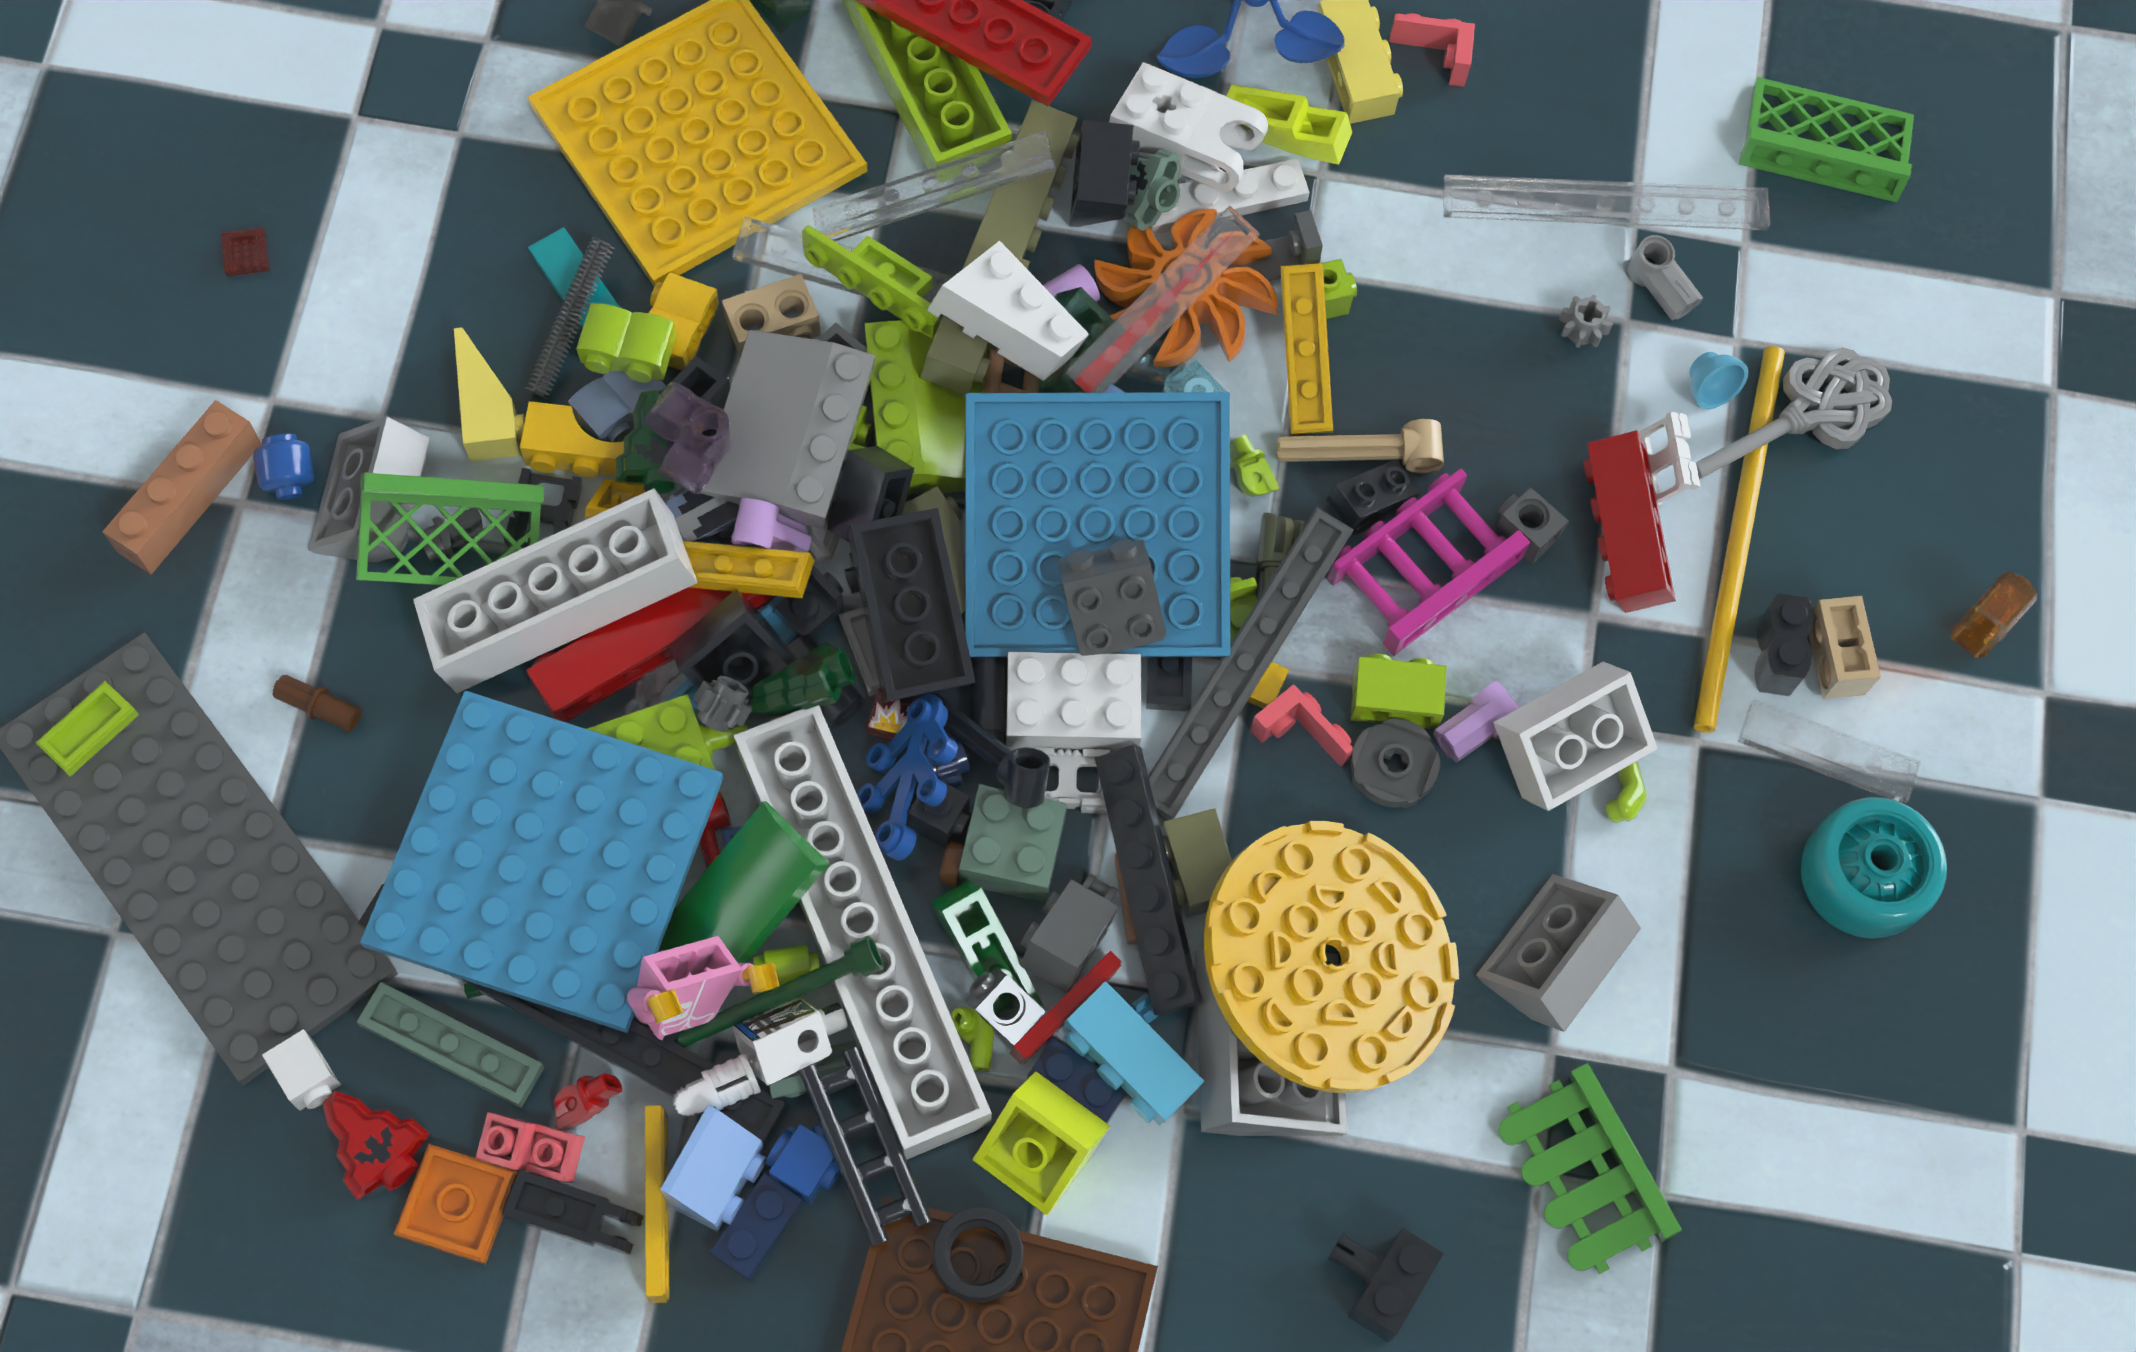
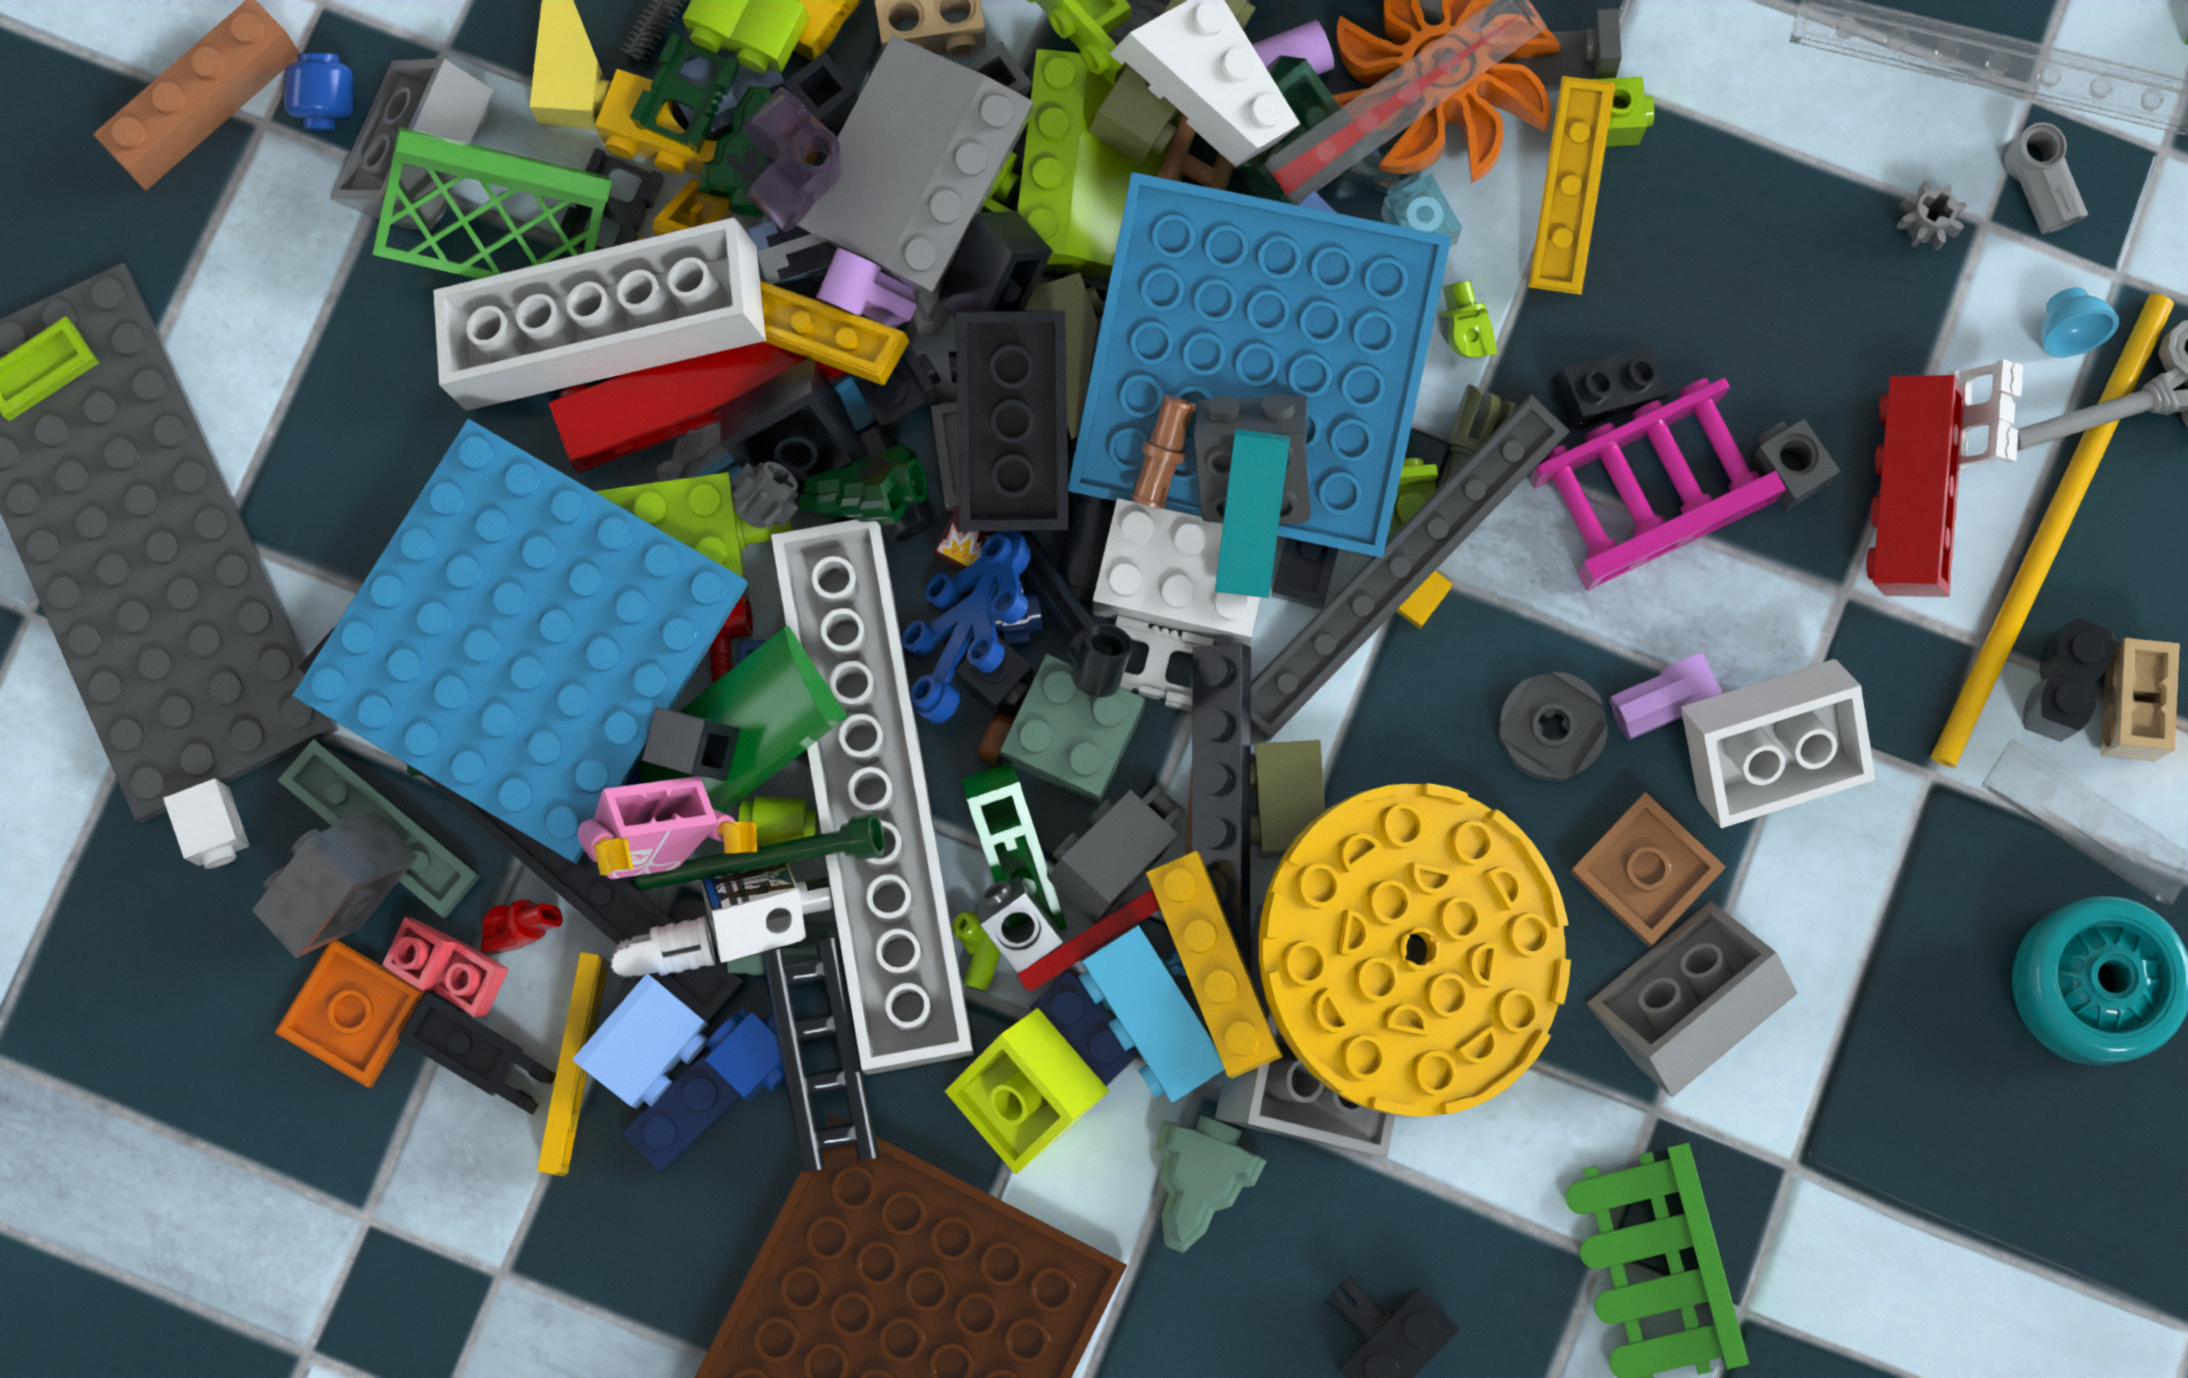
camera: 20 degrees right, 10 degrees up
(317, 703) = (304, 389): reddish brown axle -> none
(372, 1144) = (255, 946): red rock -> none
(423, 1091) = (333, 882): none -> flat silver brick
(469, 520) = (518, 206): dark grey piece -> none
(575, 406) = (669, 87): none -> dark green piece
(704, 912) = (691, 744): none -> black brick
(955, 1226) = (879, 1208): black tyre -> none
(1038, 606) = (1163, 451): none -> nougat pin
(1122, 635) = (1252, 513): none -> teal tile
(1174, 1000) = (1214, 965): none -> yellow plate
(1201, 1180) = (1202, 1175): none -> sand green rock
(1279, 718) = (1426, 643): coral bracket -> none
(1398, 690) = (1579, 639): lime brick -> none
(1417, 447) = (1680, 334): tan axle -> none
(1497, 859) = (1647, 869): none -> medium nougat plate
(1630, 798) = (1829, 829): lime arm -> none

